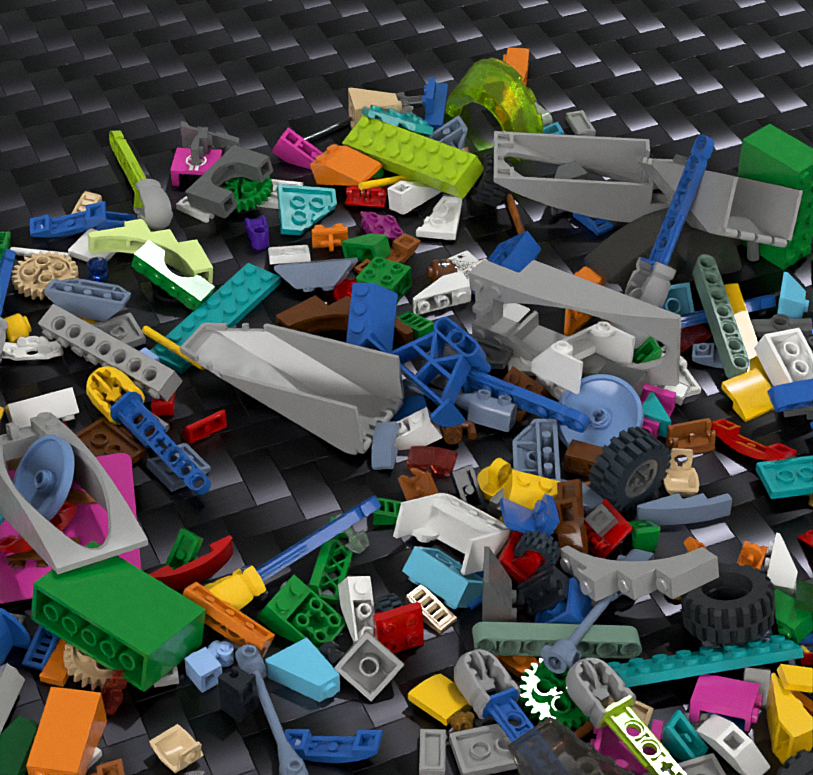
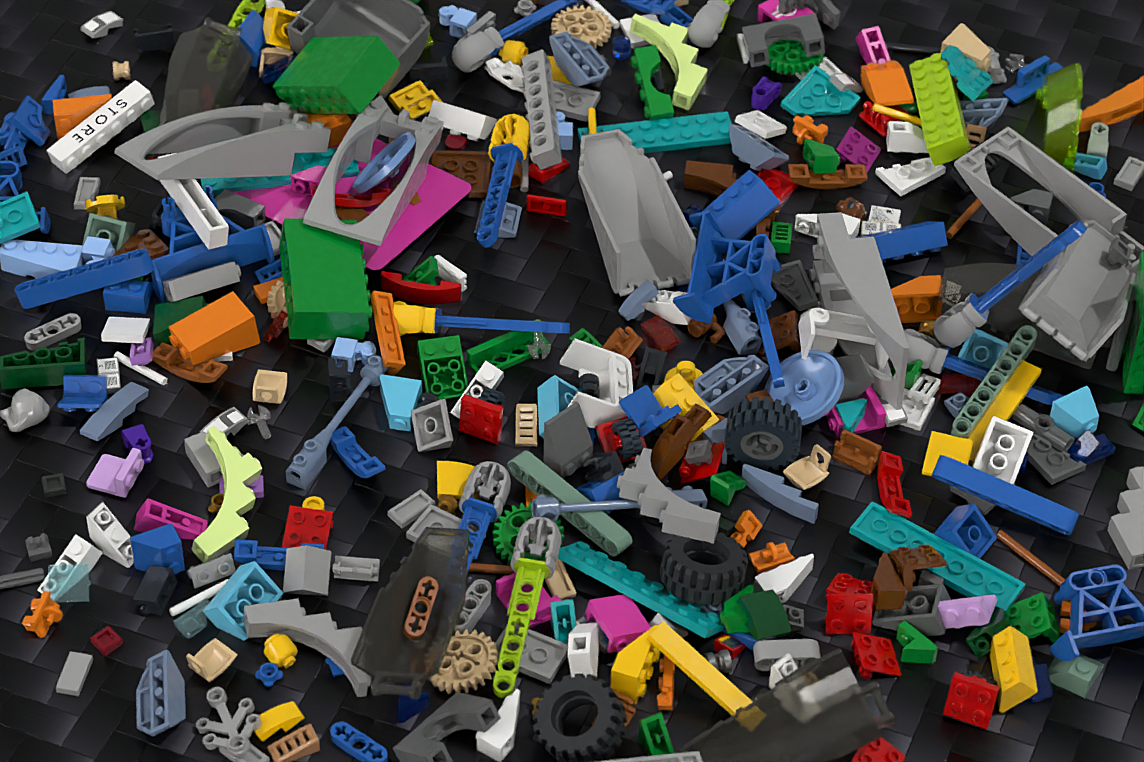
camera: 45 degrees right, 5 degrees up
(209, 533) = (451, 273): none -> white tile
(311, 184) = (845, 82): none -> light grey slope
(387, 274) = (801, 189): green bracket -> none
(443, 540) = (589, 385): none -> black wheel

